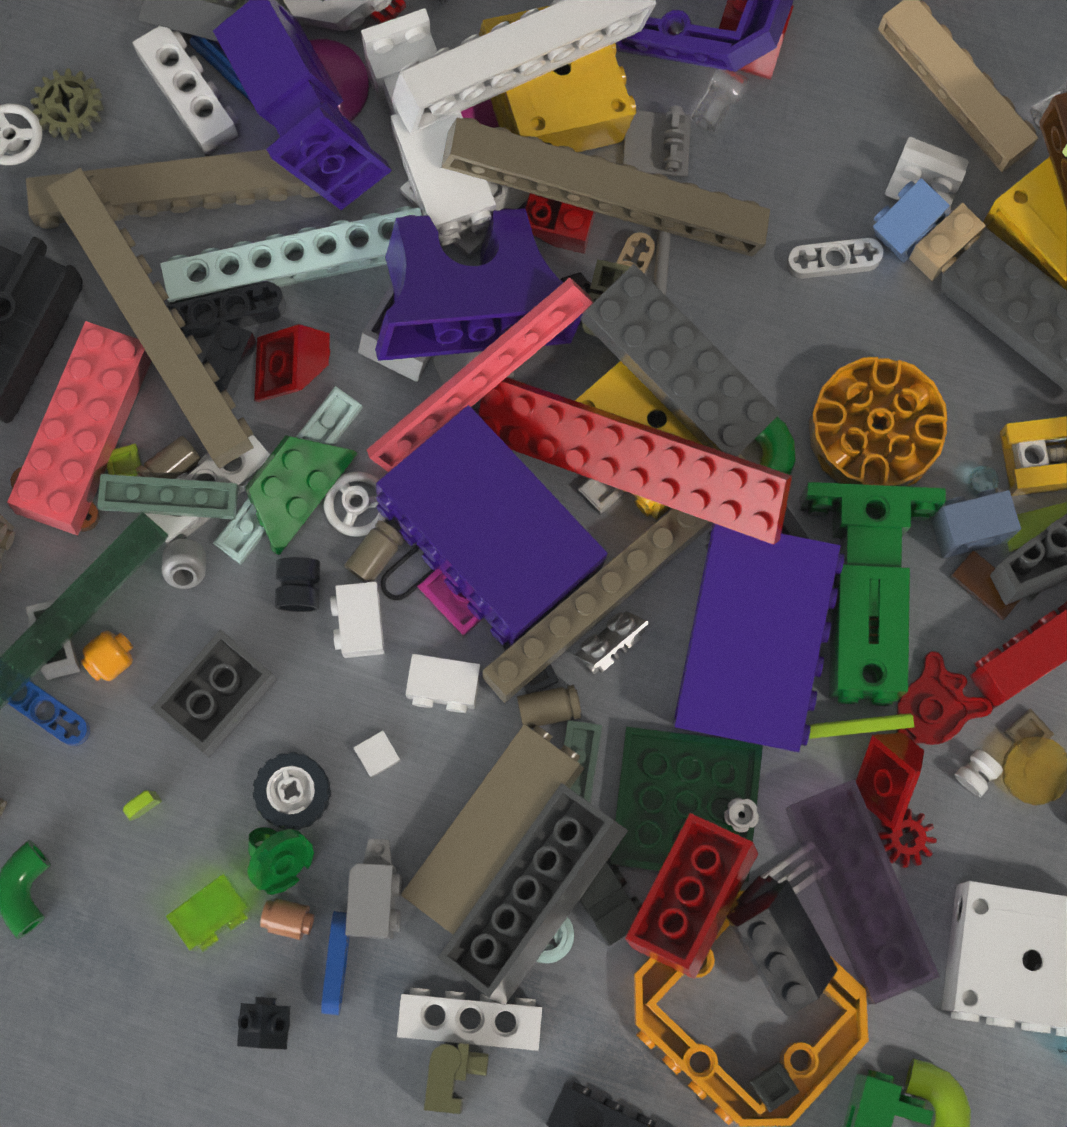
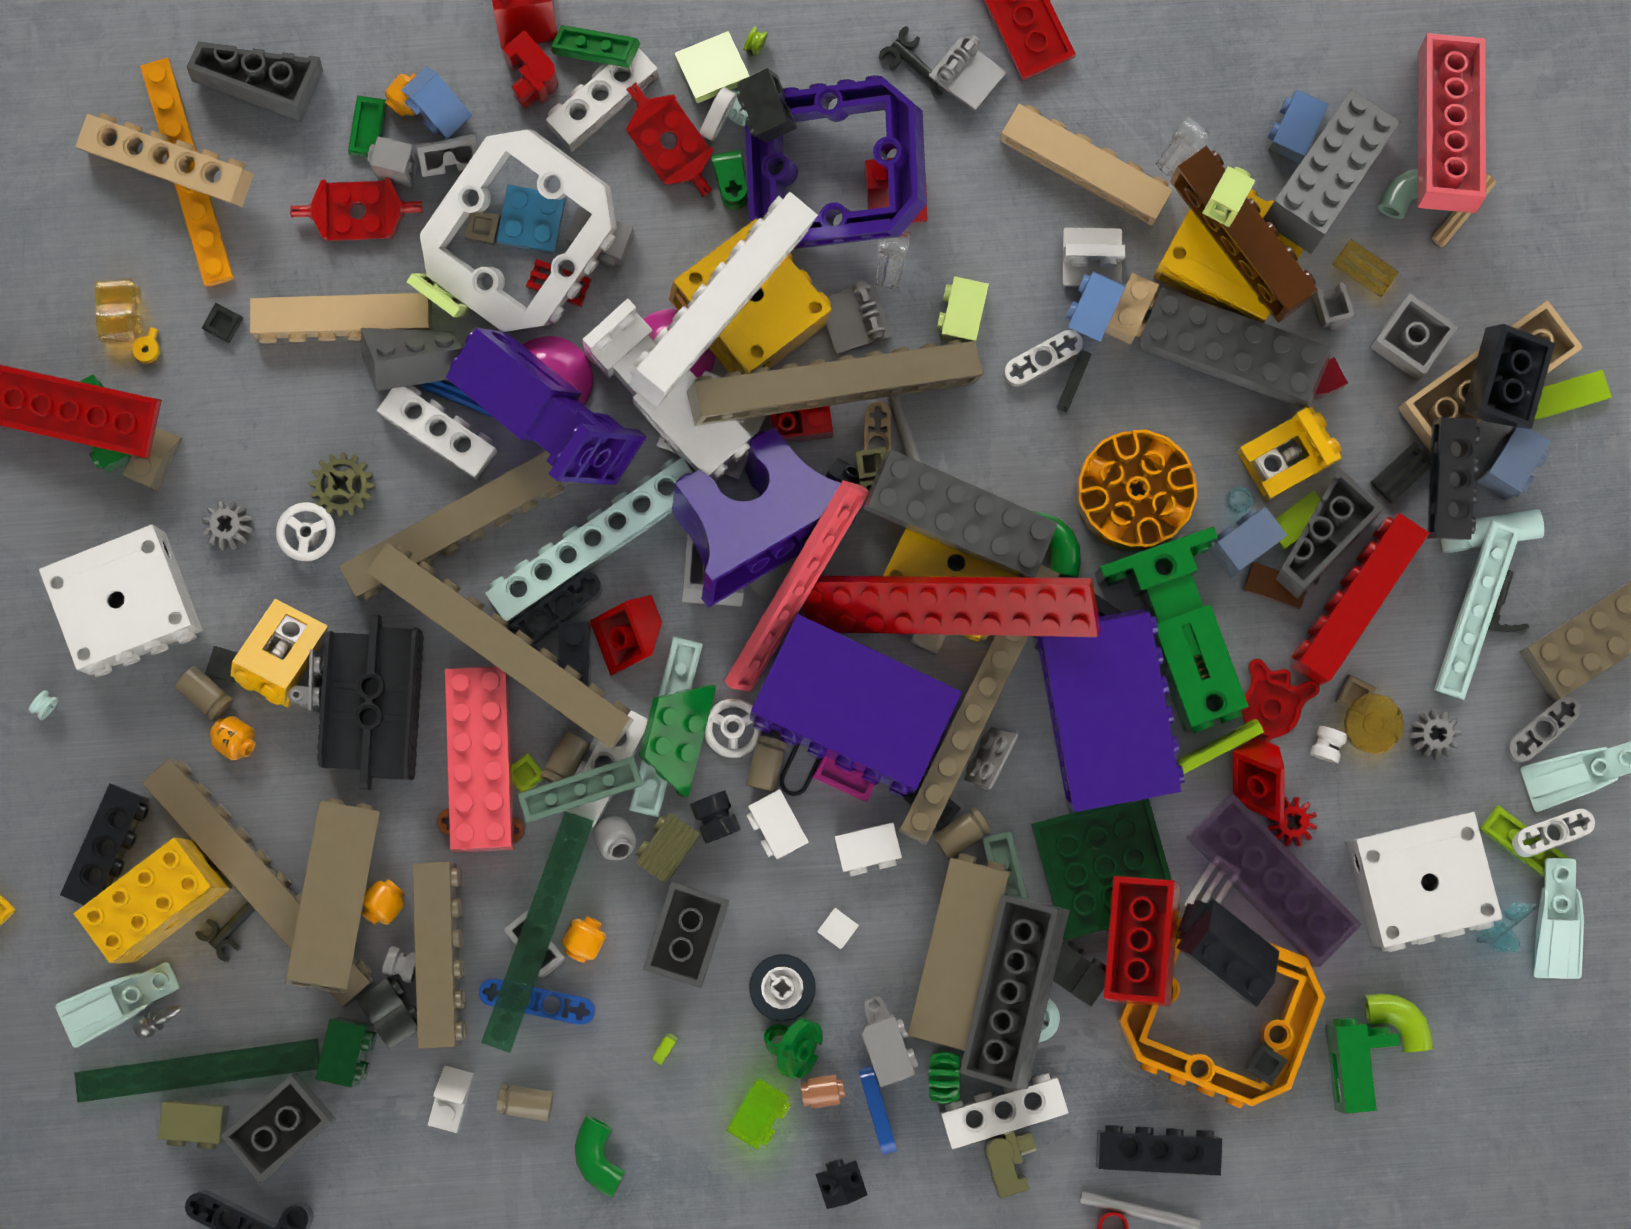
camera: 25 degrees left, 5 degrees up
(235, 596) = (667, 847): none -> olive brick
(420, 957) = (944, 1077): none -> green gear
(741, 824) = (1161, 858): white plate -> none
(772, 176) = (964, 309): none -> yellowish green brick
(857, 291) = (1073, 381): none -> pearl dark grey tile

